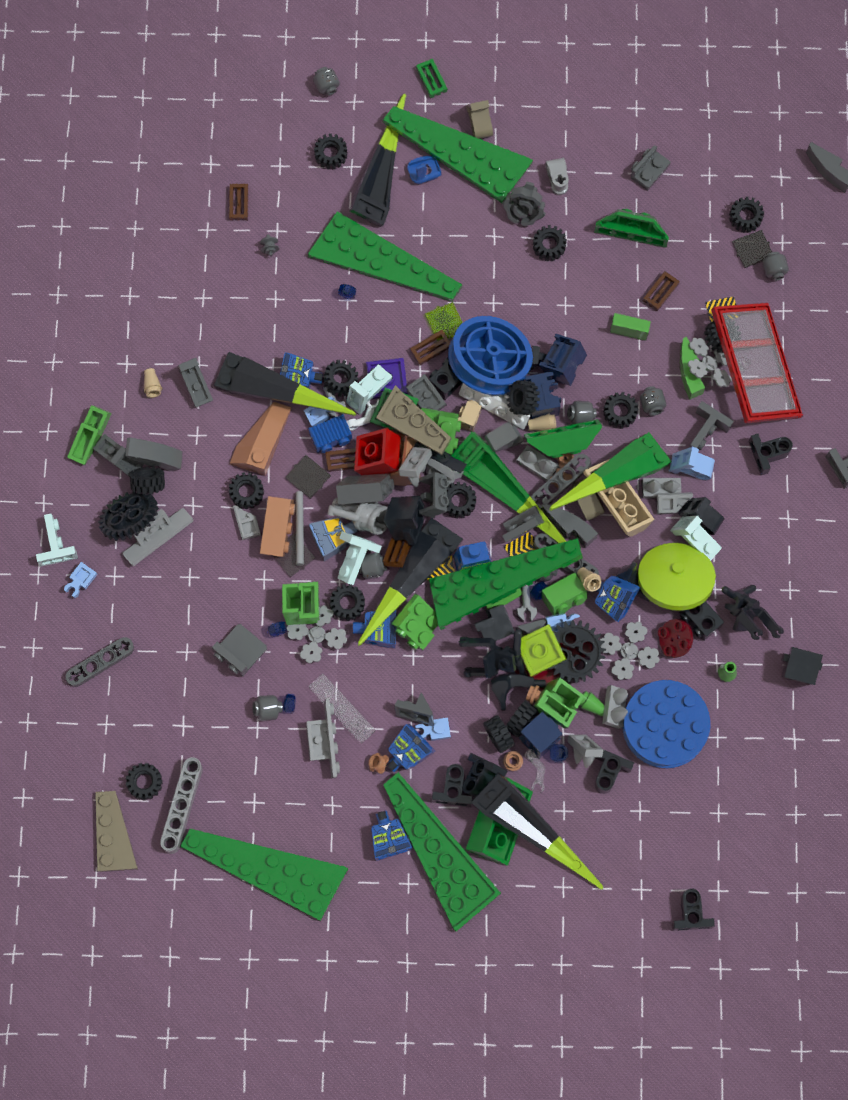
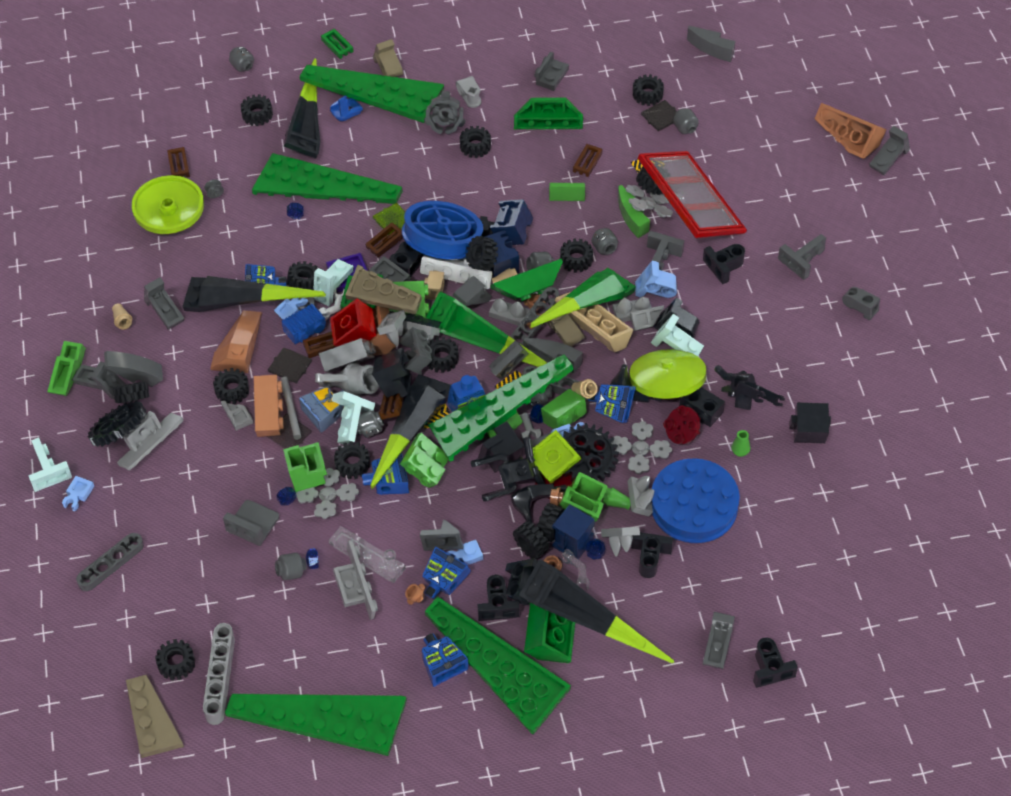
camera: 10 degrees left, 20 degrees down
(219, 257) = (167, 204): none -> lime dish
(649, 879) = (718, 640): none -> dark grey bracket

